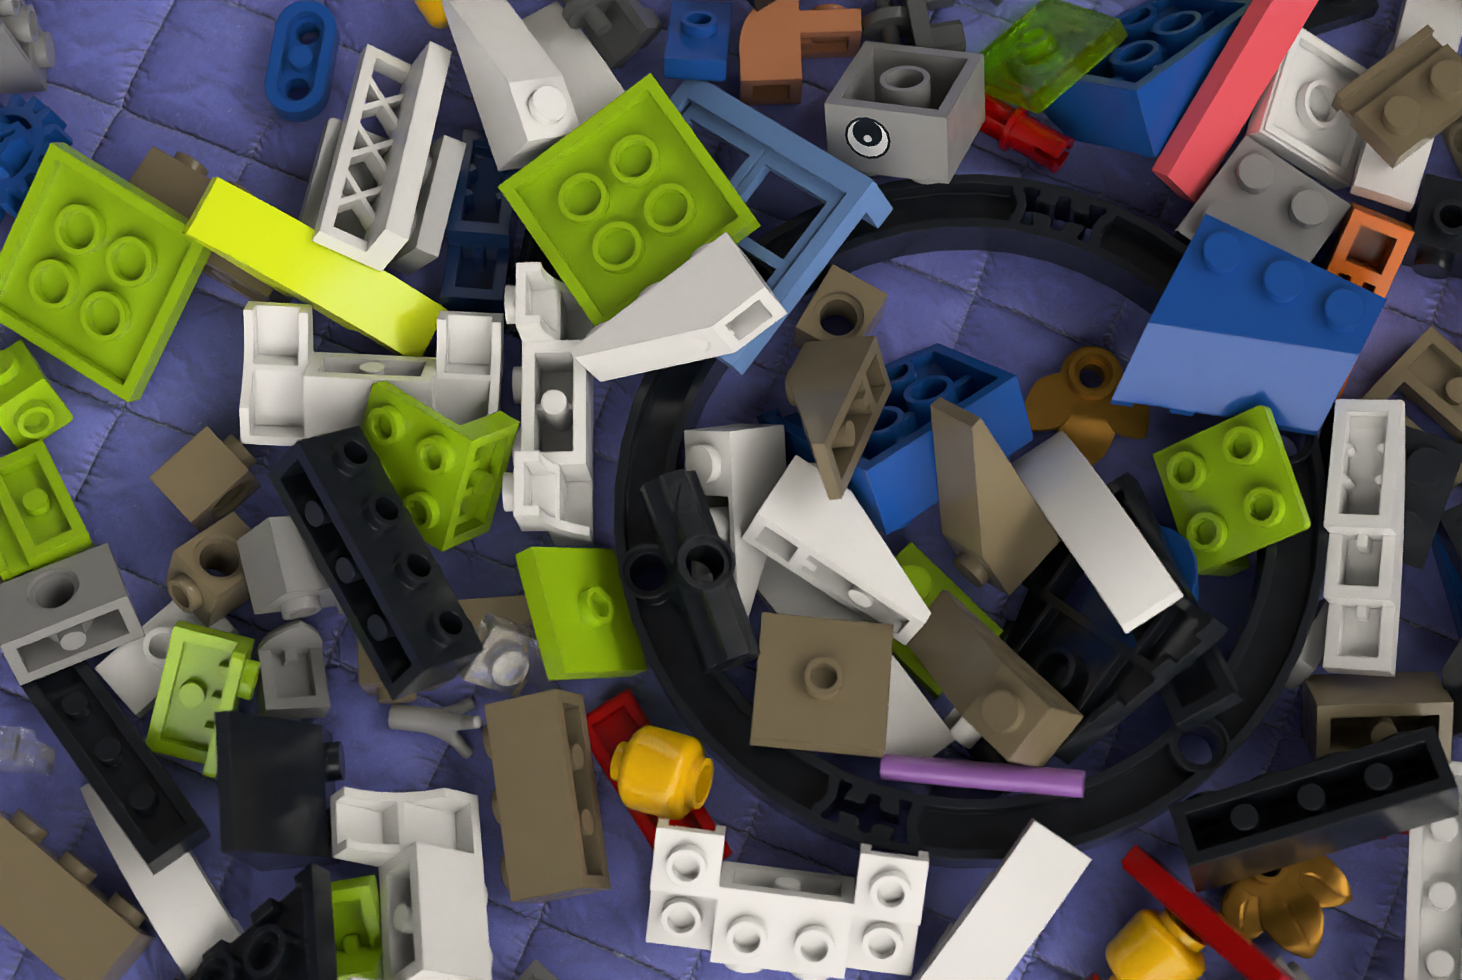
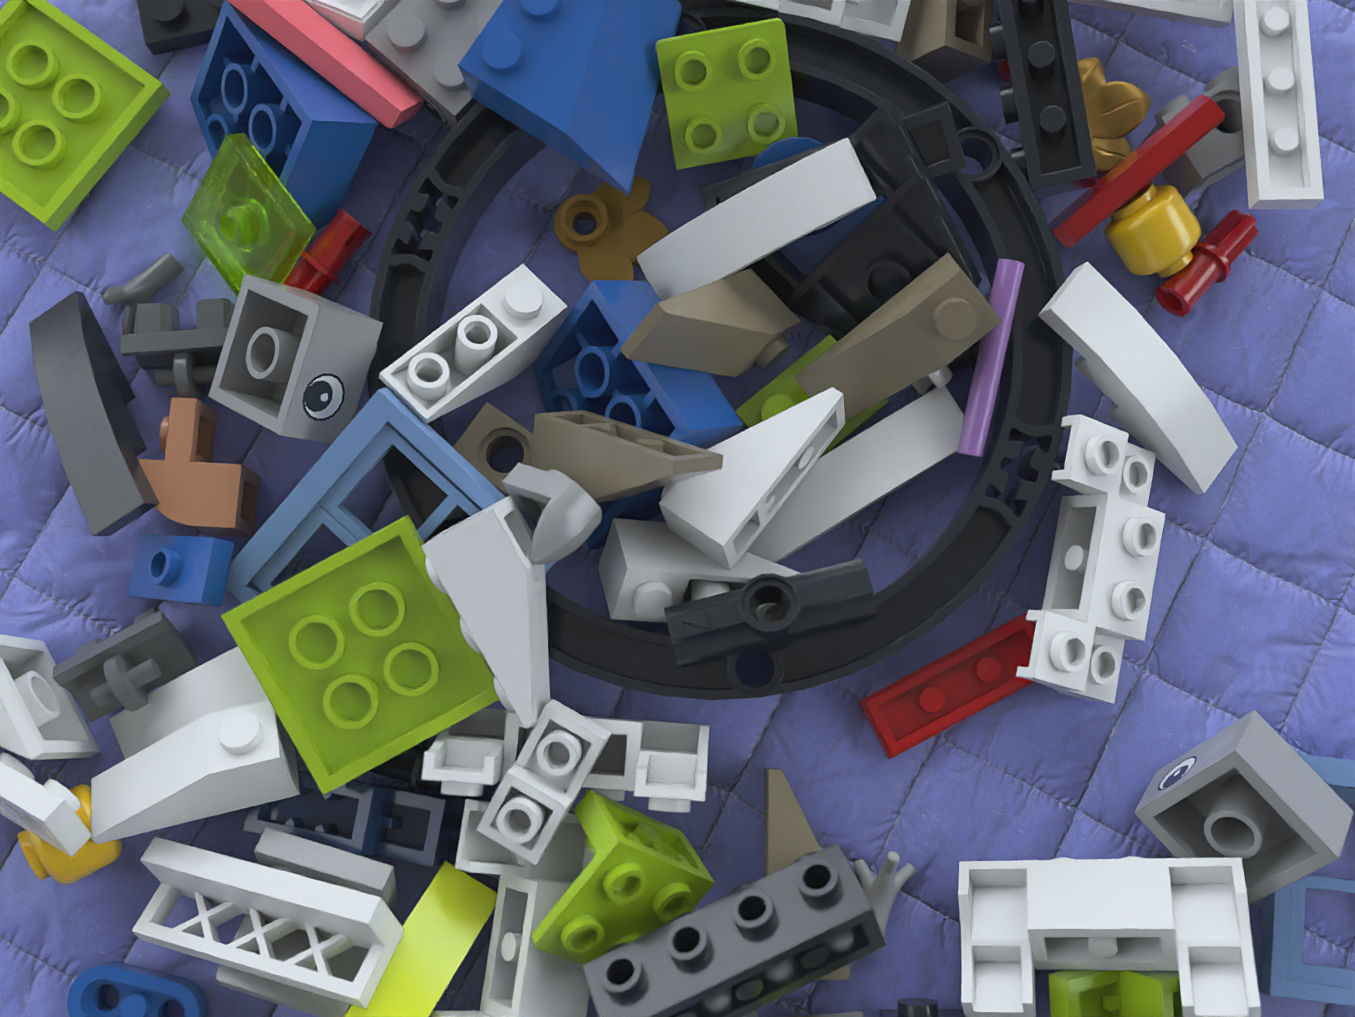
camera: 85 degrees left, 5 degrees up
(508, 659) = (828, 808): clear plate -> none
(522, 377) = (543, 781): none -> white slope
(546, 797) = (972, 791): dark tan brick -> none
(580, 613) = (791, 743): lime plate -> none
(662, 772) = (958, 671): yellow head -> none
(772, 360) = (558, 508): none -> light grey plate
(822, 685) = (889, 503): dark tan plate -> none
(938, 277) = (478, 346): none -> white slope

